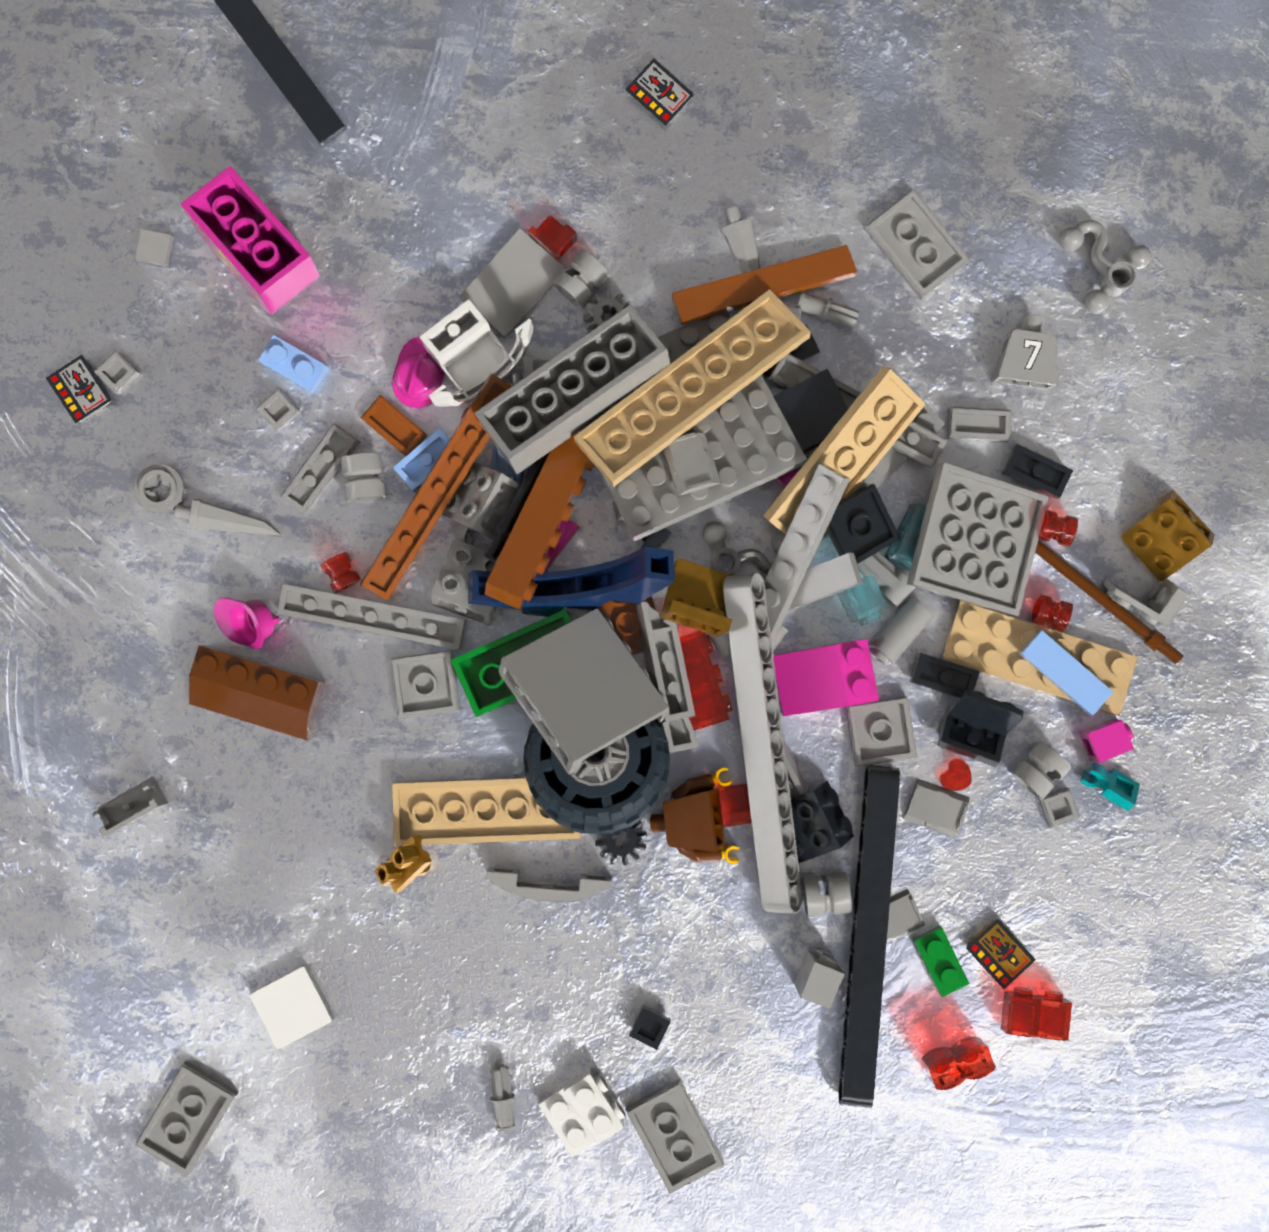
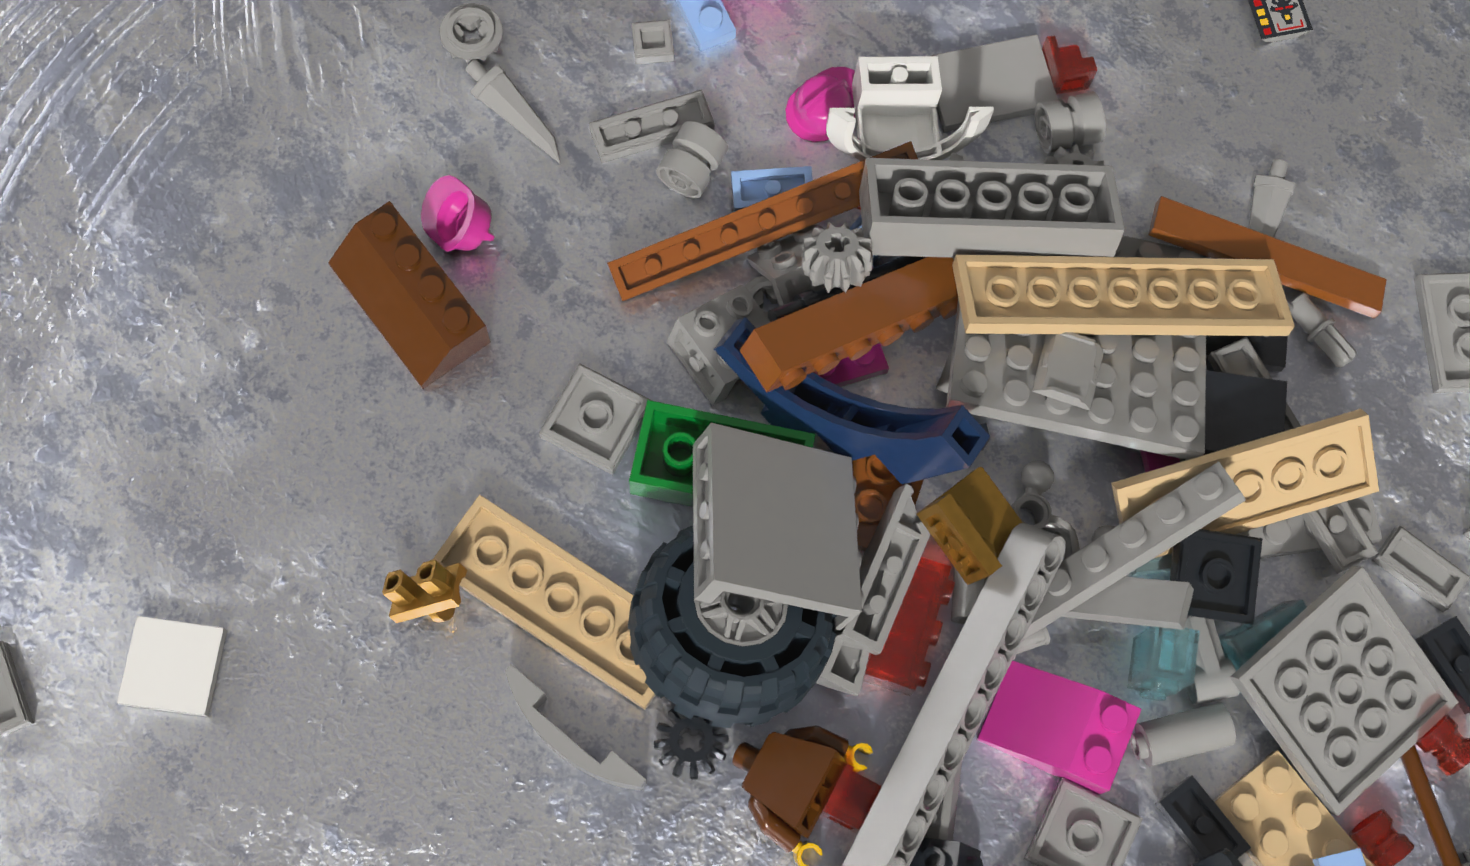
camera: 25 degrees right, 15 degrees down
(130, 807) = (179, 324): light grey hinge -> none
(340, 572) = (595, 238): clear red wheel -> none
(371, 616) = (593, 307): light grey plate -> none
(393, 426) = (761, 134): dark orange tile -> none
(494, 484) = (837, 257): none -> light grey gear

